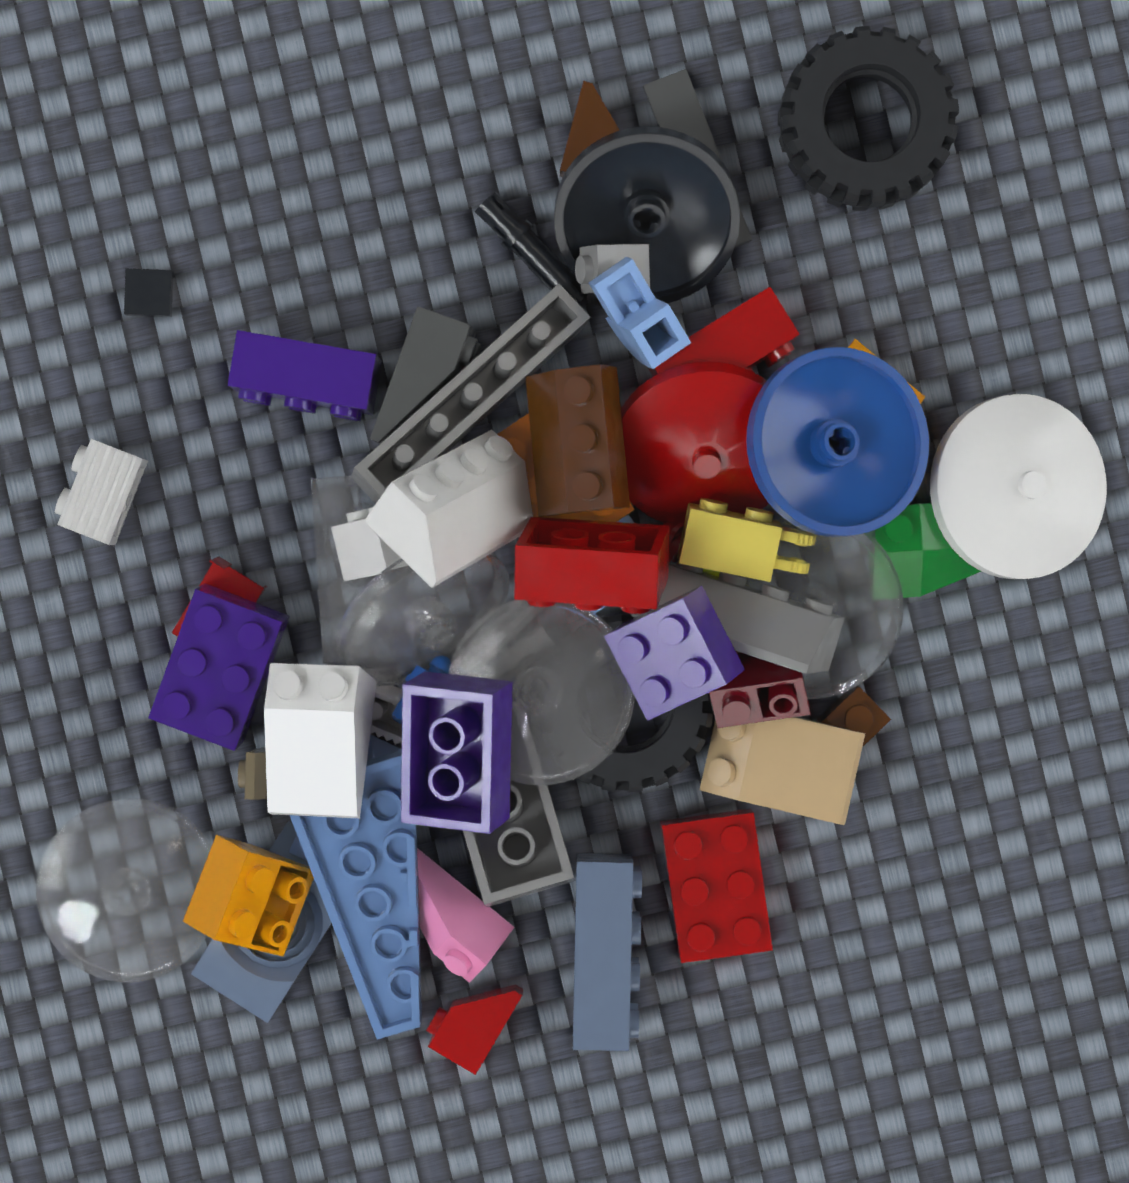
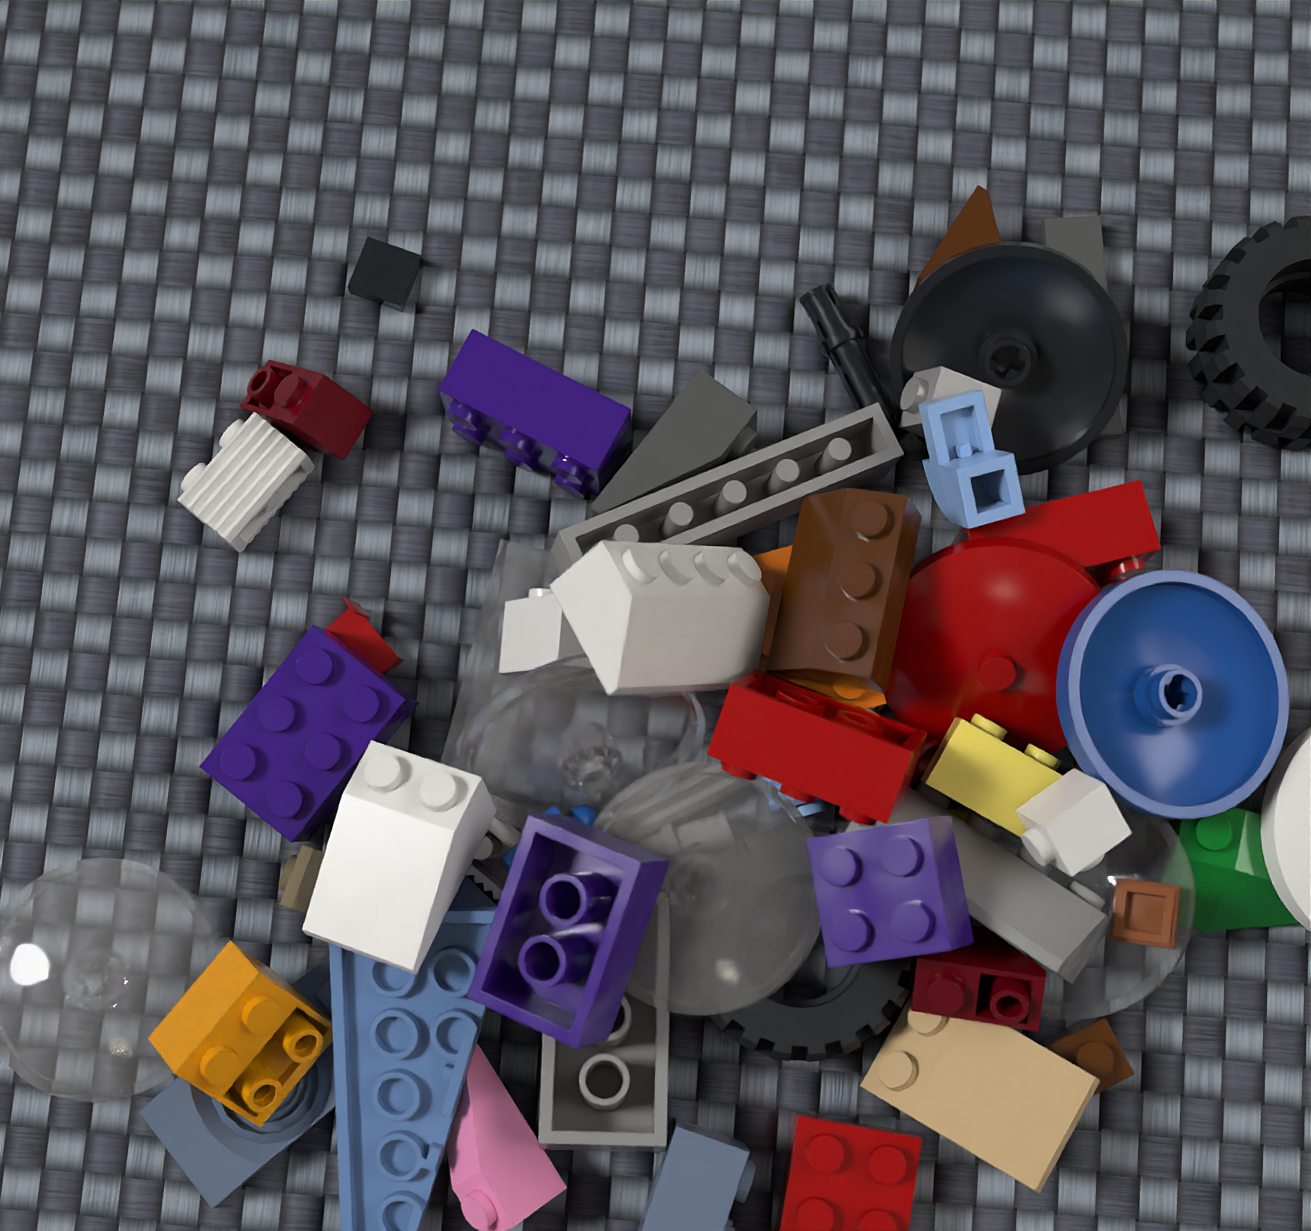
camera: 20 degrees right, 10 degrees down
(126, 420) = (307, 408): none -> dark red slope
(790, 561) = (1072, 823): none -> white brick
(864, 605) = (1145, 913): none -> dark orange tile

